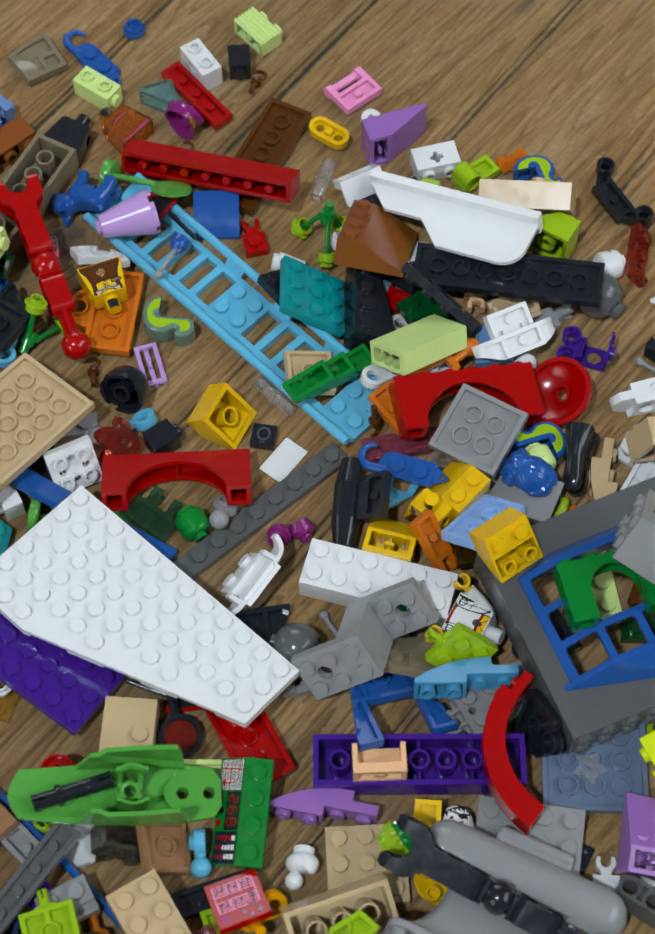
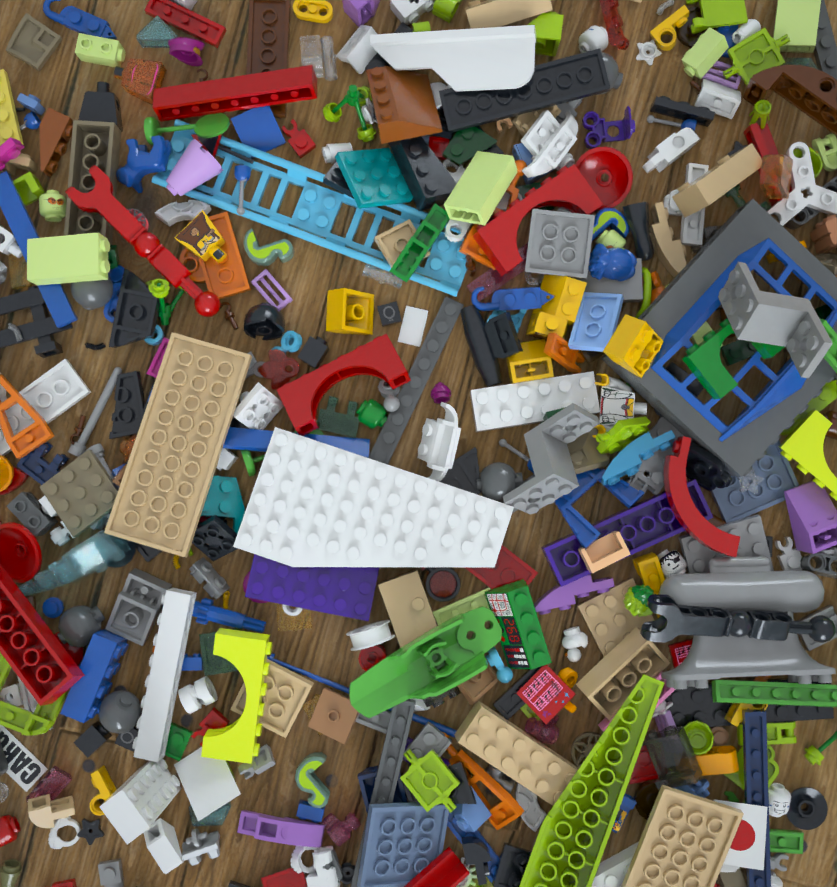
camera: 25 degrees left, 25 degrees up
(69, 742) = (370, 635): none -> white wheel
(71, 791) = (396, 682): black pin -> none
(301, 530) = (455, 380): magenta plate -> none
(309, 165) = (312, 54): none -> clear plate
(433, 290) = (471, 133): black plate -> none

